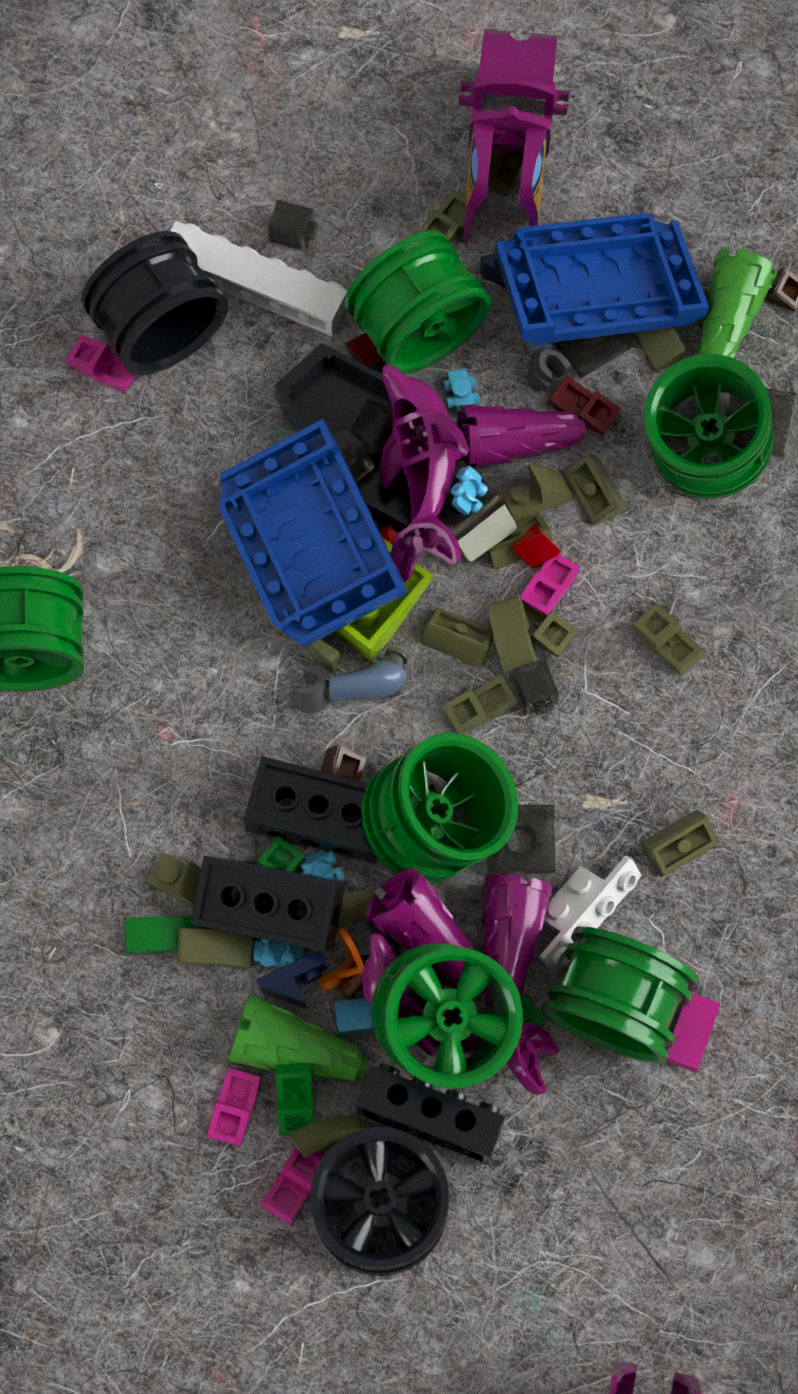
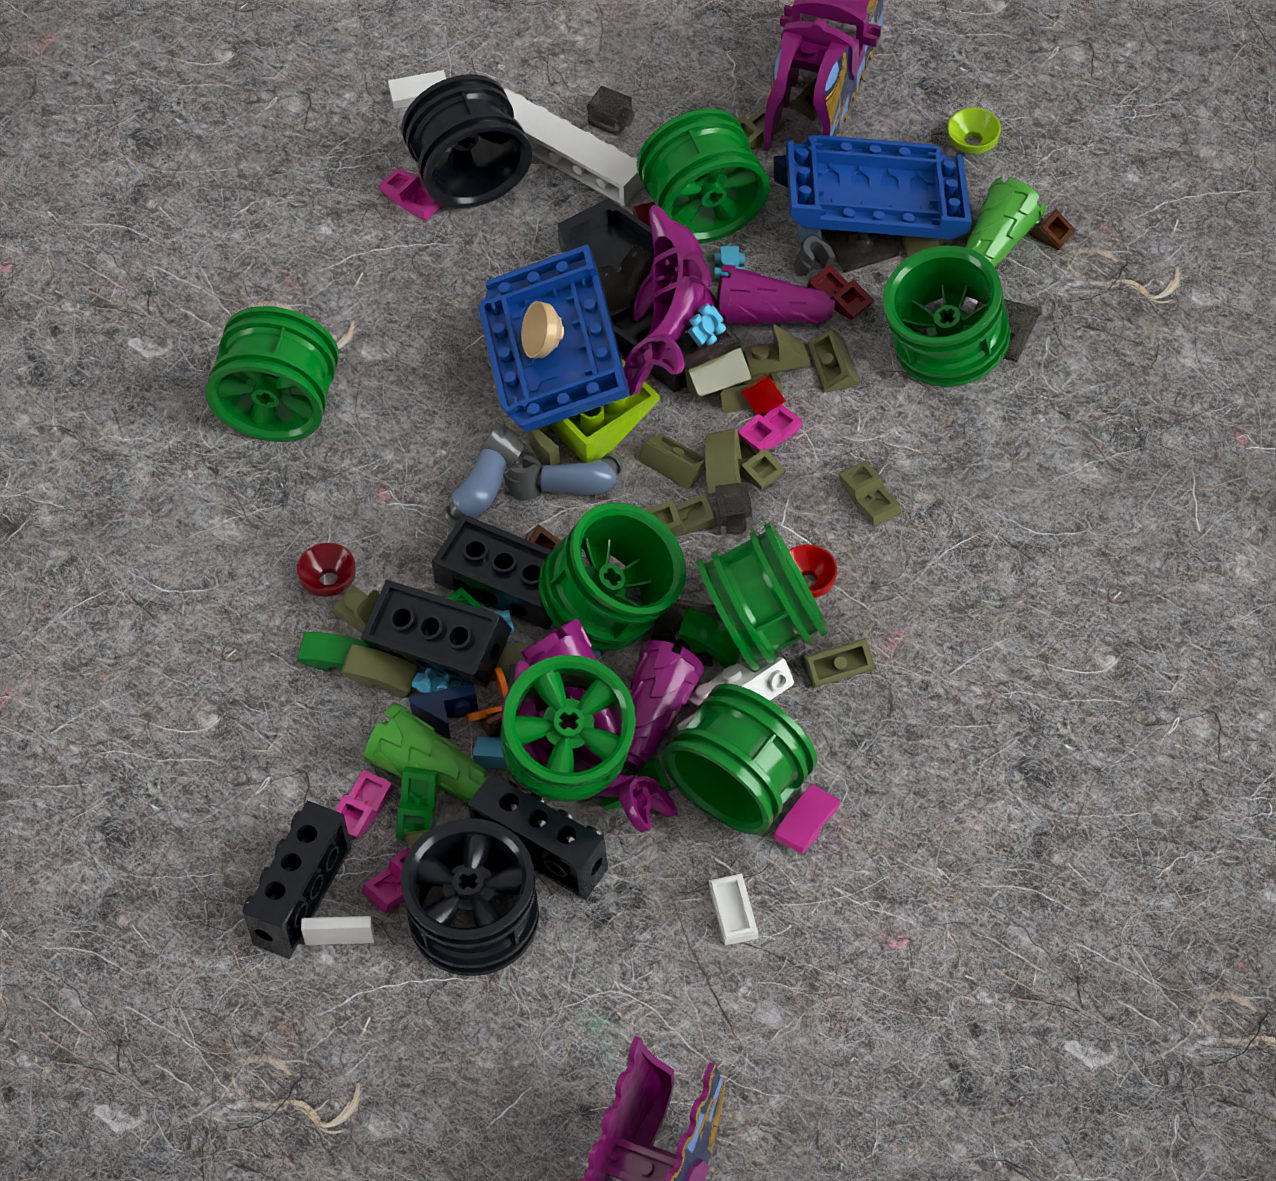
camera: 15 degrees right, 15 degrees down
(77, 230) = (406, 89): none -> white tile
(125, 826) = (326, 559): none -> dark red piece
(193, 1158) = (297, 878): none -> black brick
(248, 1257) = (337, 930): none -> white tile
(272, 701) = (483, 483): none -> sand blue piece
(296, 531) = (541, 330): none -> tan piece
(549, 846) = (708, 635): none -> green slope
(600, 805) = (762, 596): none -> green wheel
(633, 733) = (818, 563): none -> red piece
(640, 1147) = (733, 909): none -> white tile
(680, 174) = (974, 123): none -> lime piece

